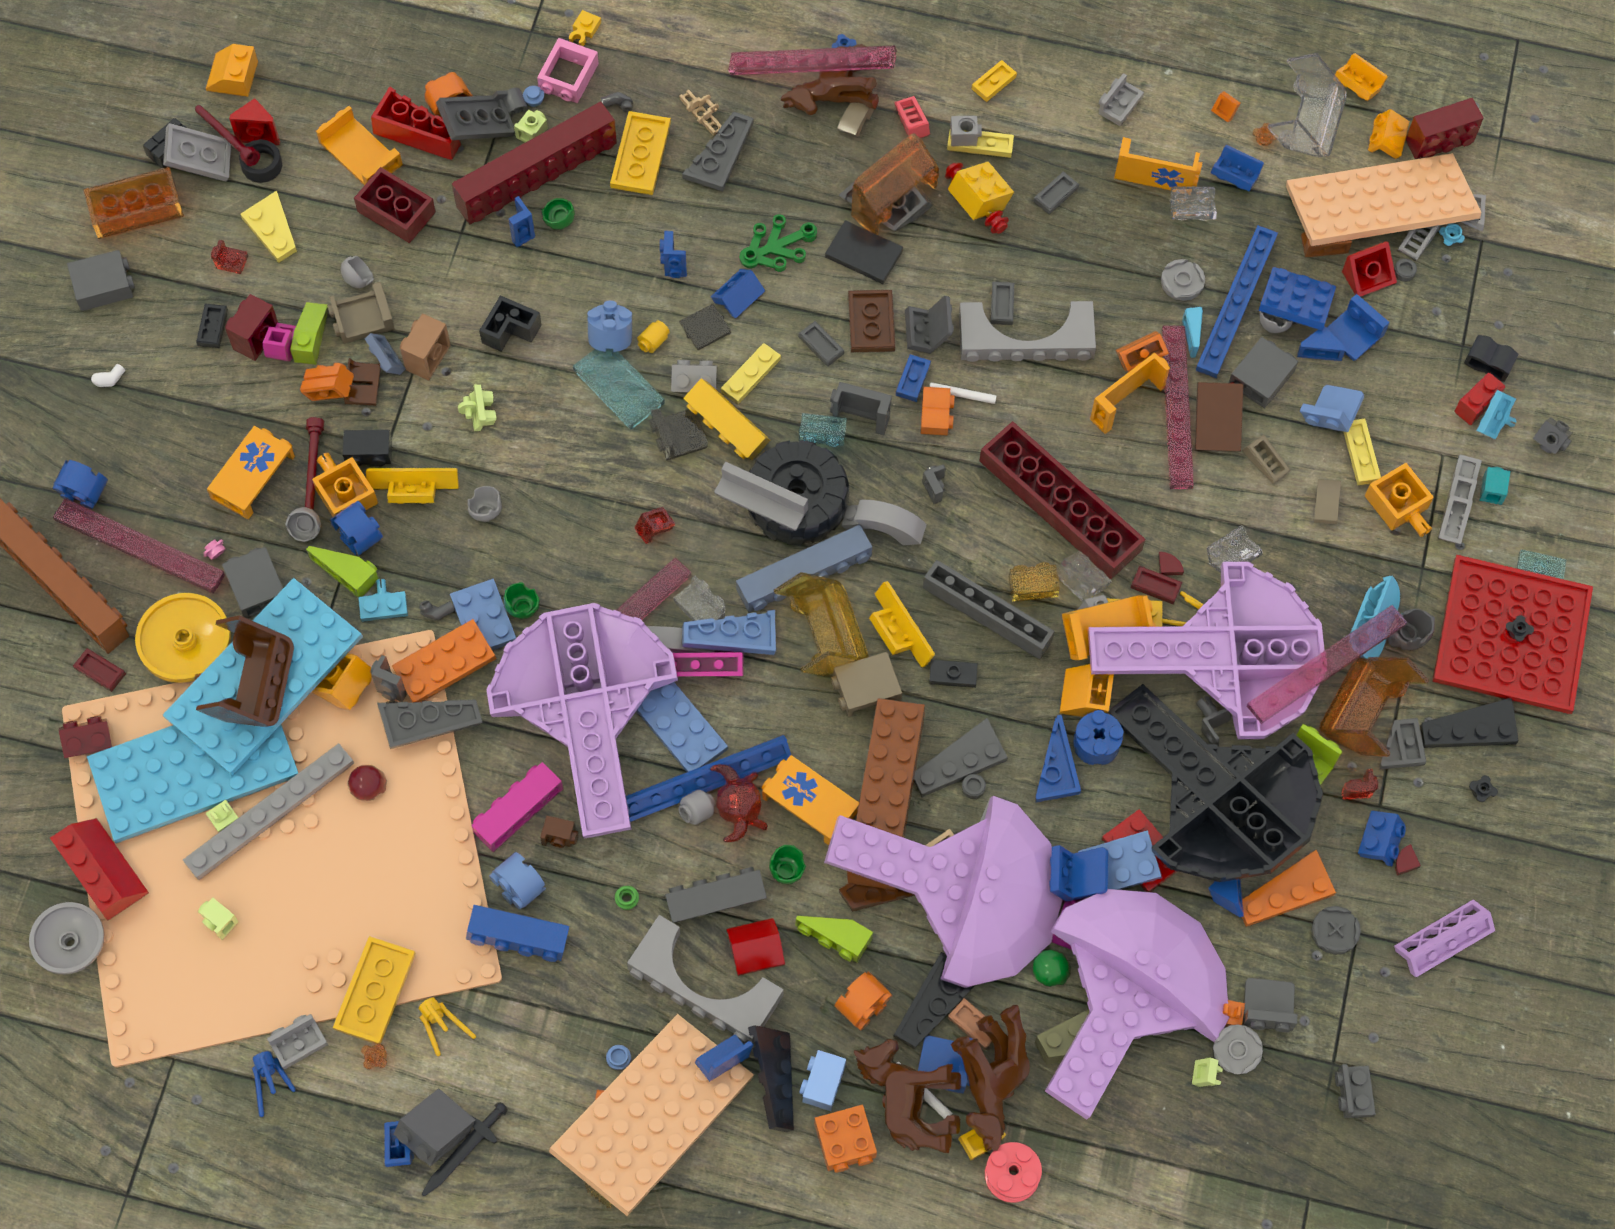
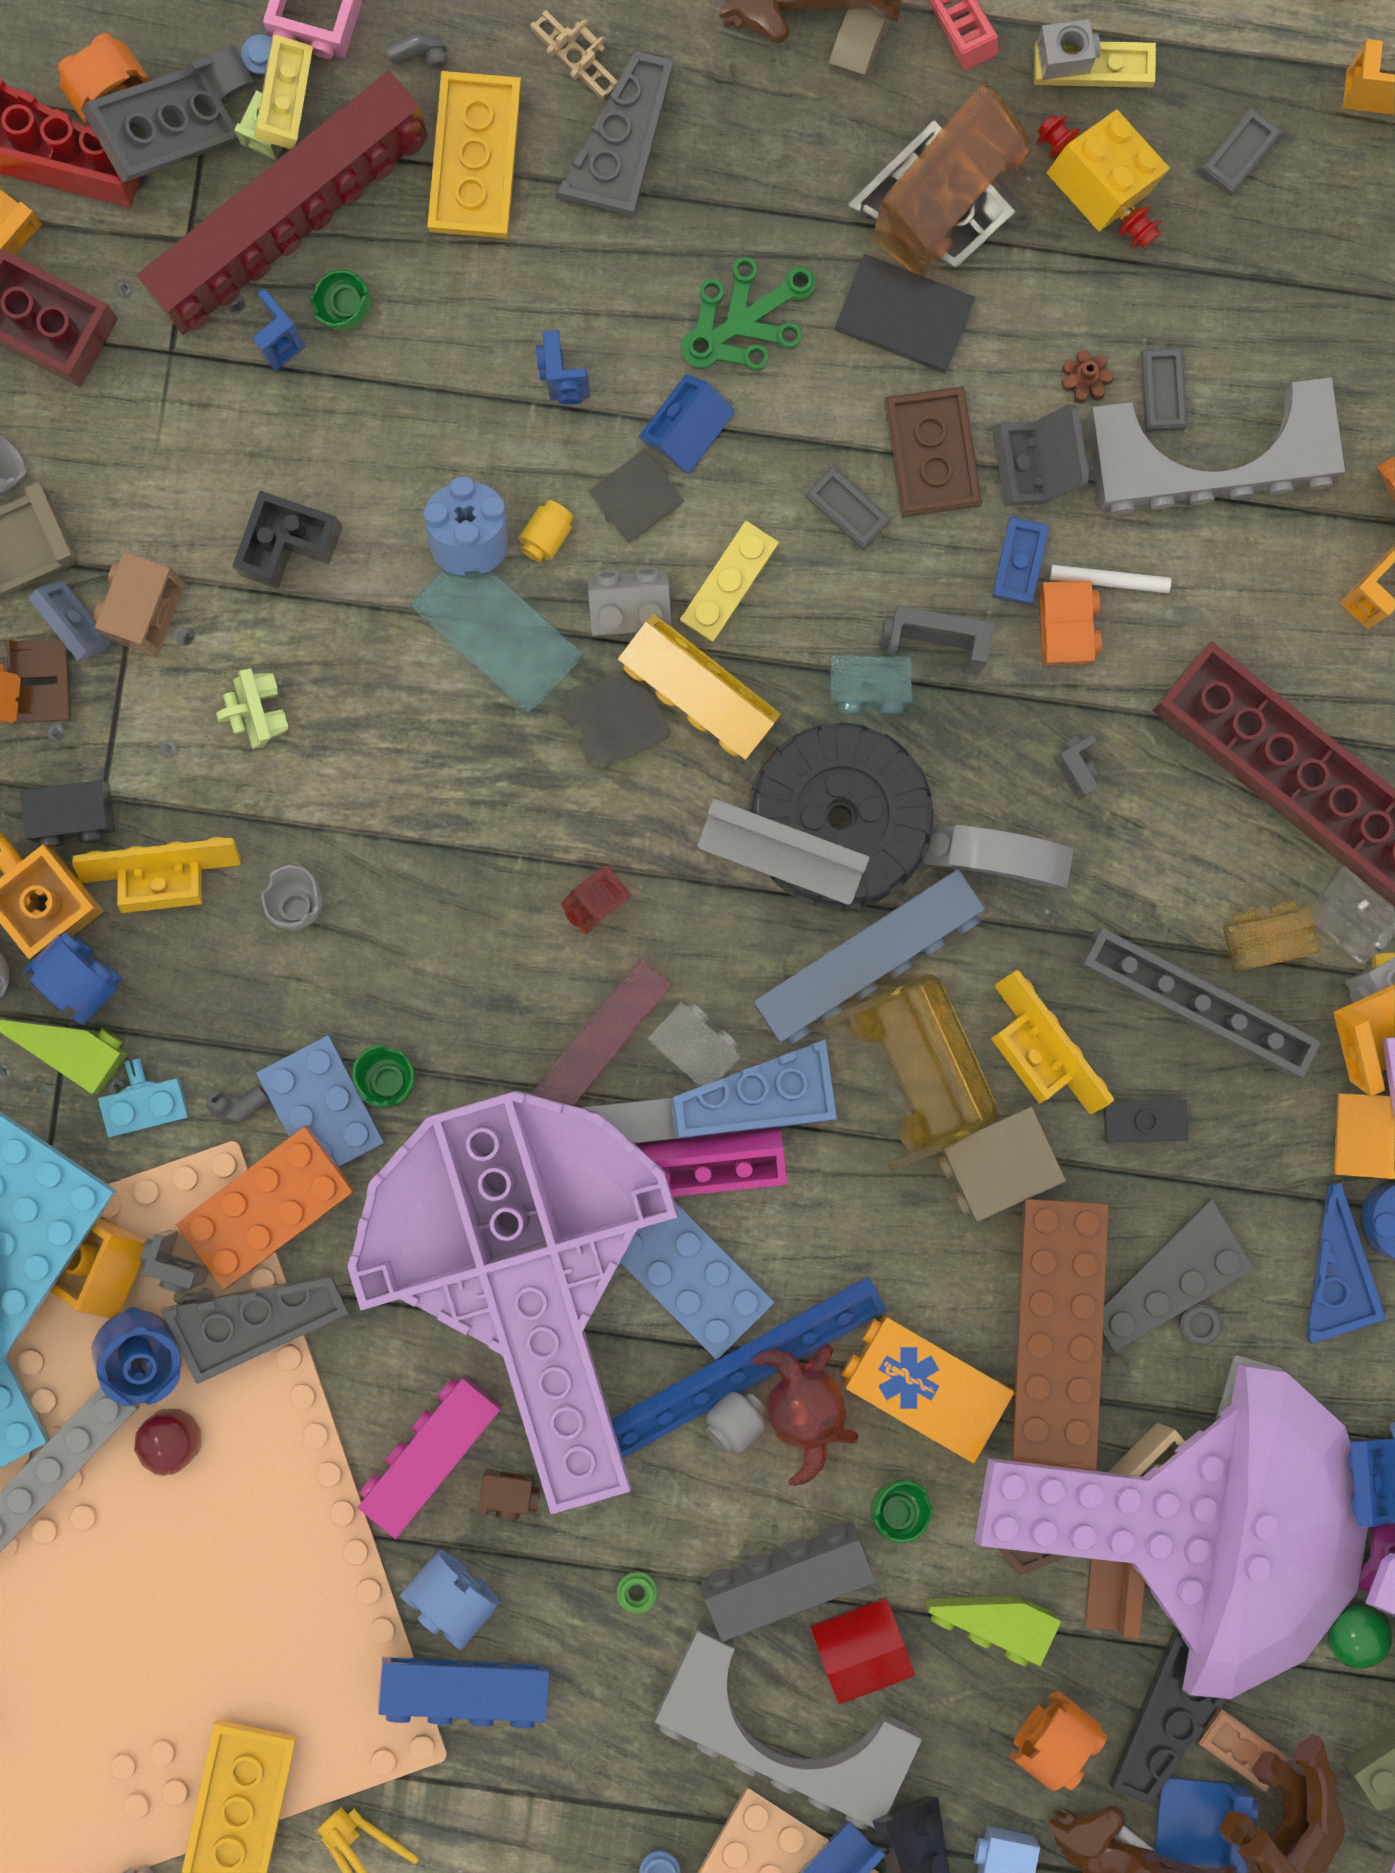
camera: 10 degrees left, 20 degrees up
(345, 724) = (136, 1358): none -> blue brick
(543, 109) = (283, 92): none -> light yellow plate
(907, 927) = (1115, 1597): none -> dark orange panel
(960, 292) = (1086, 376): none -> copper plant

